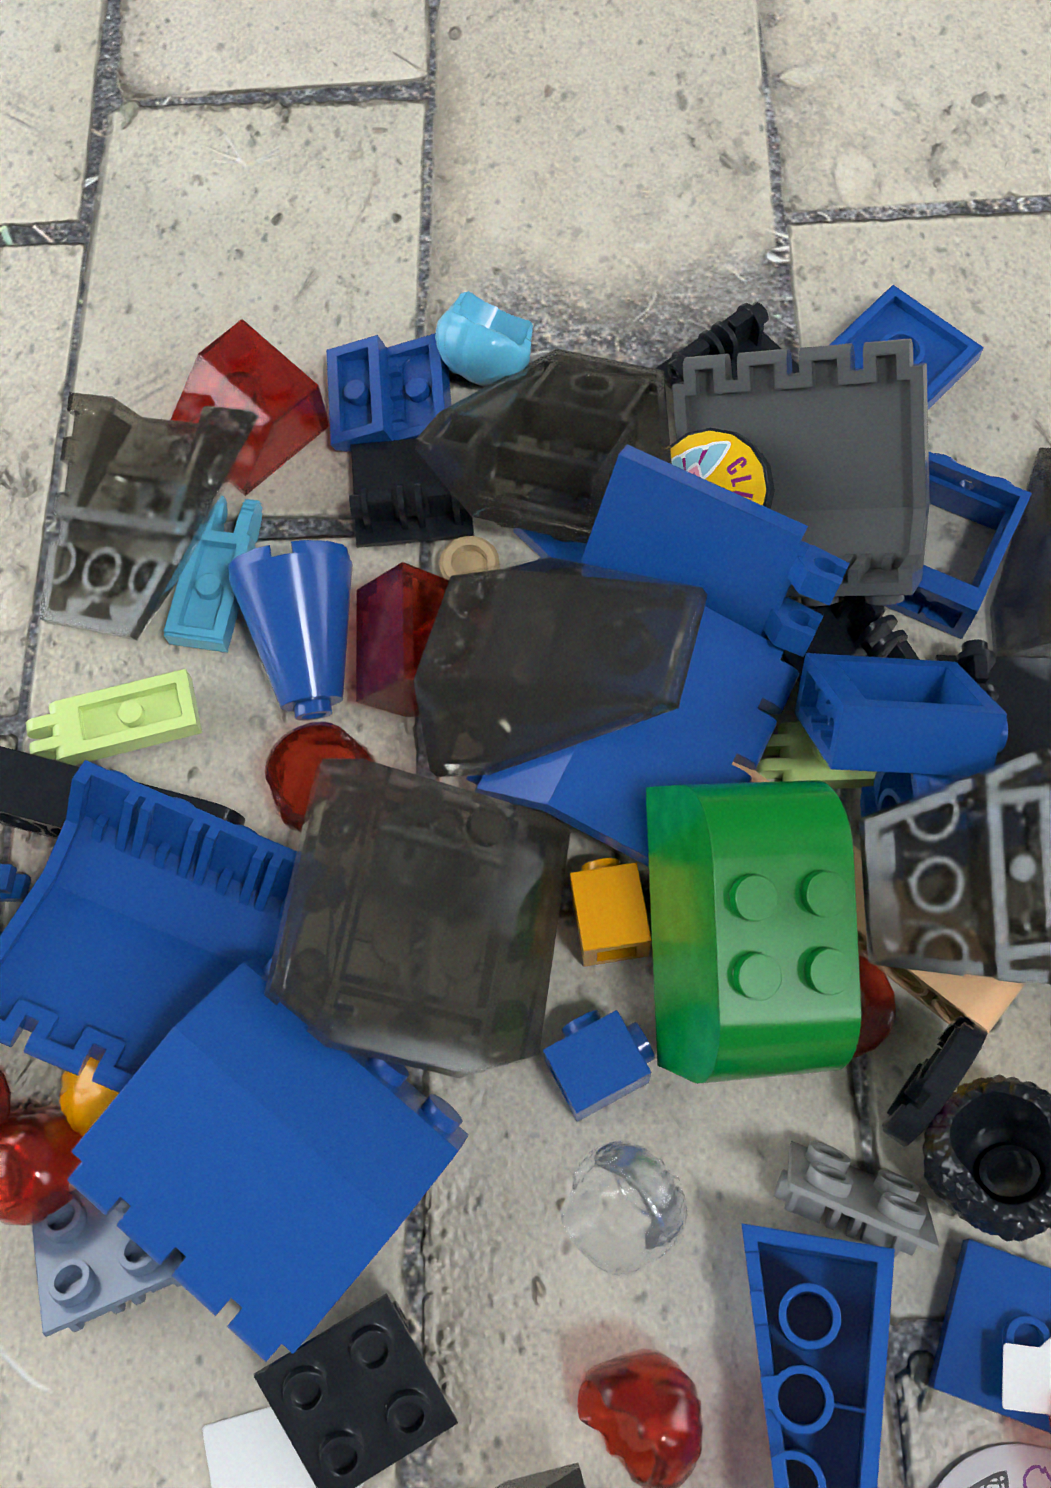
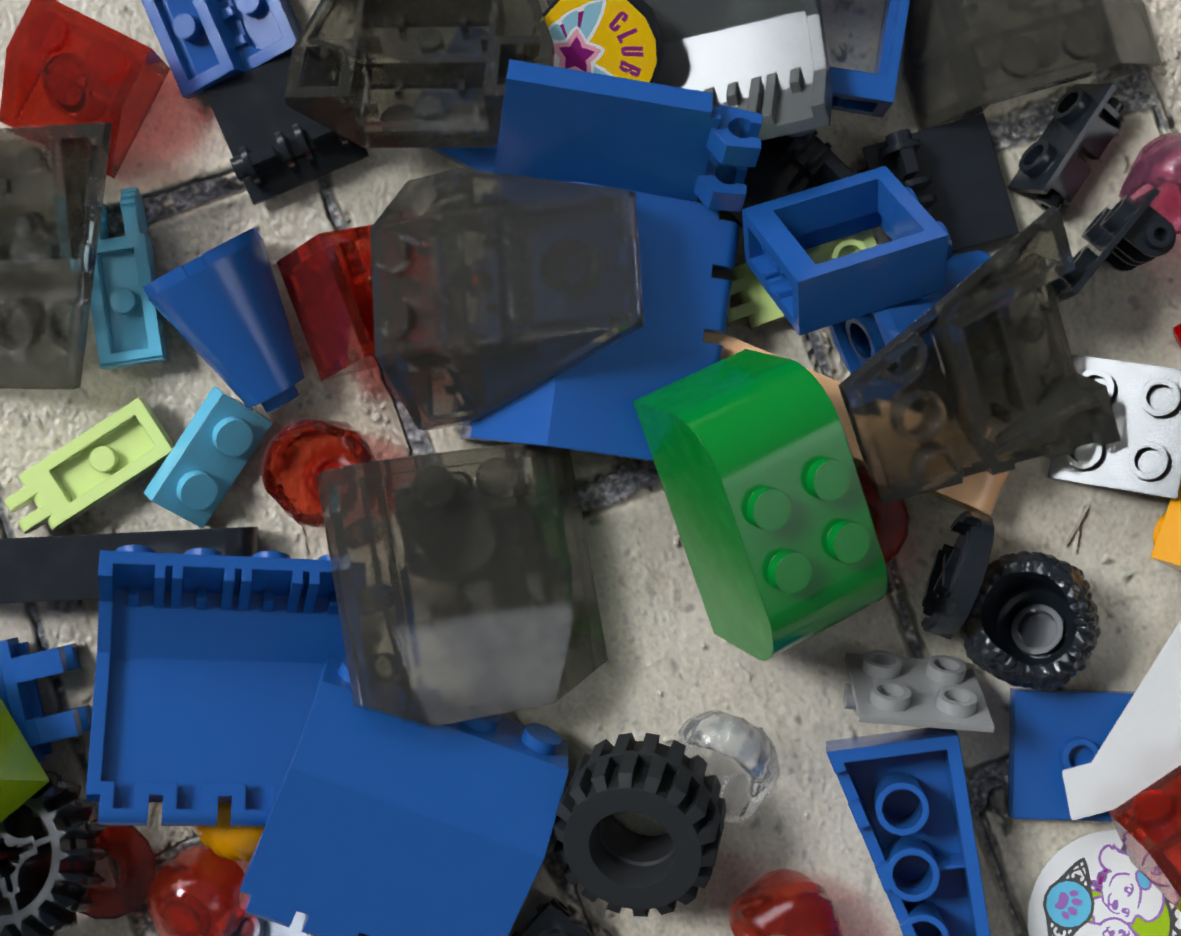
camera: 20 degrees left, 20 degrees up
(224, 741) = (207, 457): none -> medium azure plate
(466, 555) = (372, 187): tan tile -> none
(470, 1270) = (633, 867): none -> black tyre
(599, 1061) = (661, 647): blue brick -> none
(610, 912) = (628, 507): light orange brick -> none

